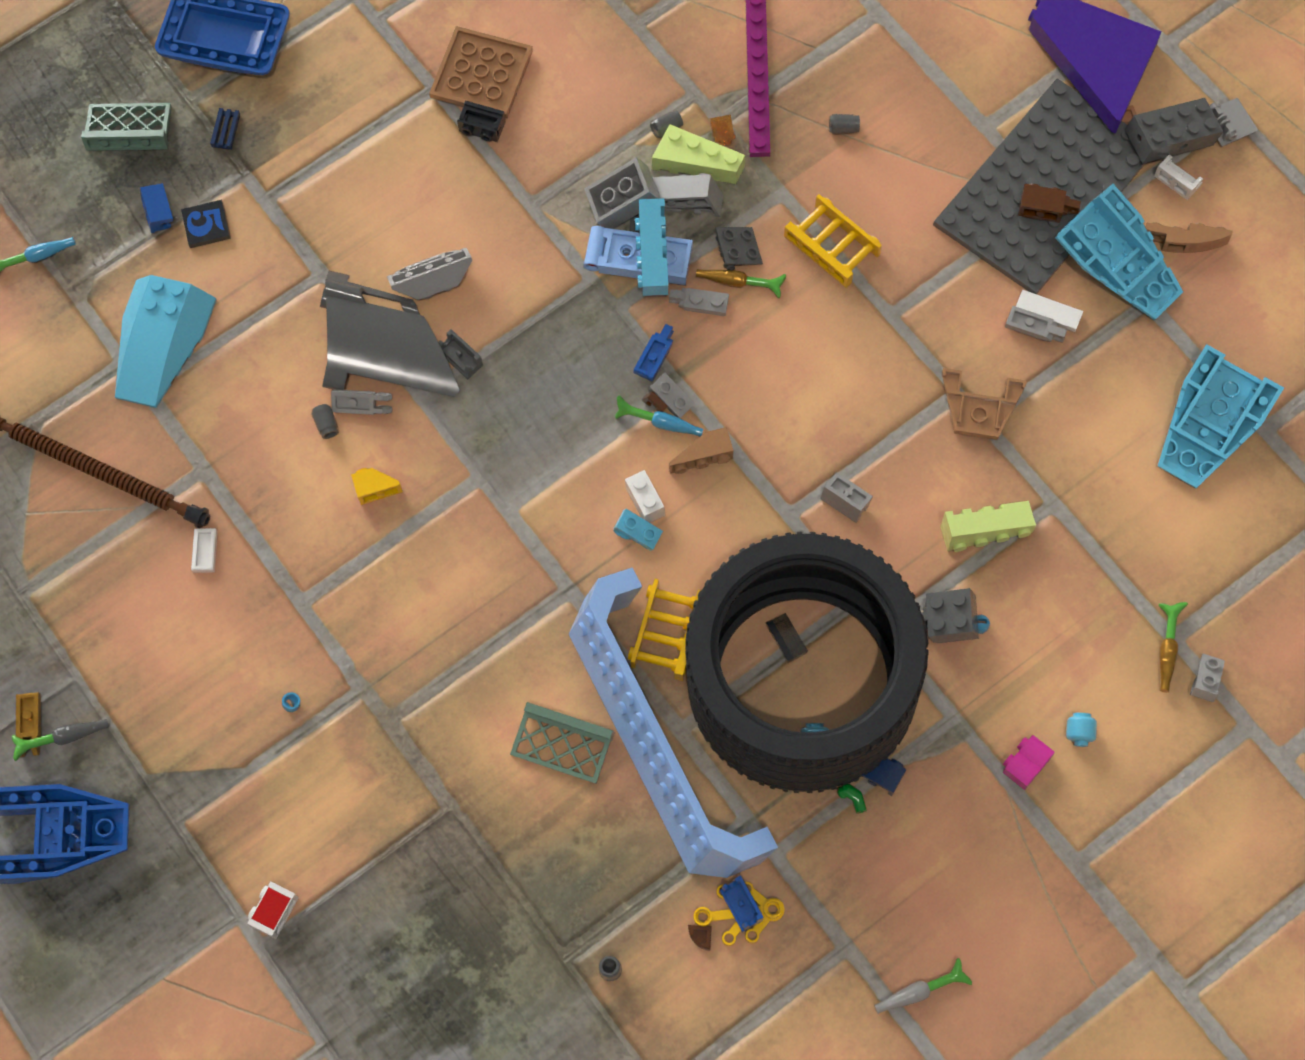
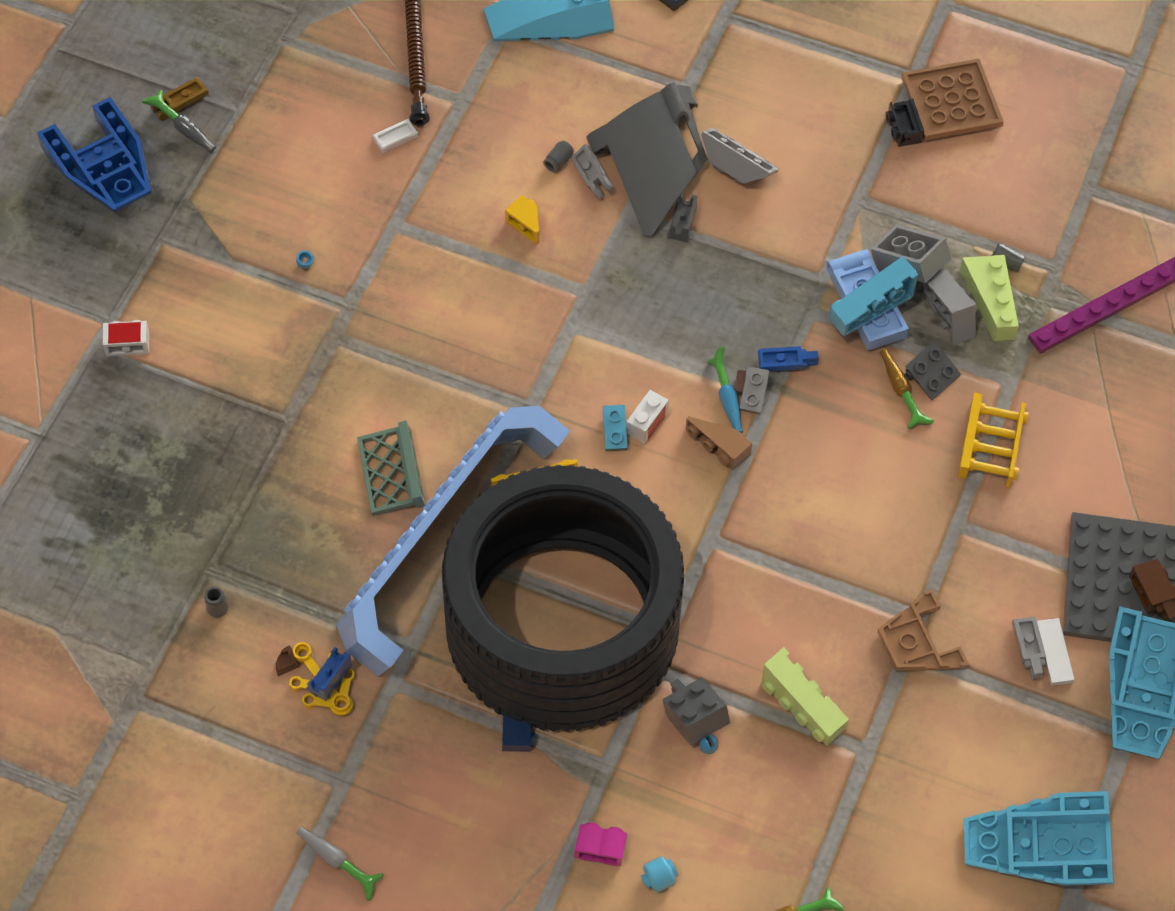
camera: 55 degrees right, 10 degrees down
(700, 301) = (861, 369): light grey hinge -> none
(722, 130) = (1034, 302): clear orange bracket -> none
(786, 638) = (593, 593): clear smoke tile -> none
(844, 123) = (1114, 392): dark grey piece -> none
(846, 497) = (753, 571): light grey hinge -> none
(855, 795) = (482, 716): green arm -> none

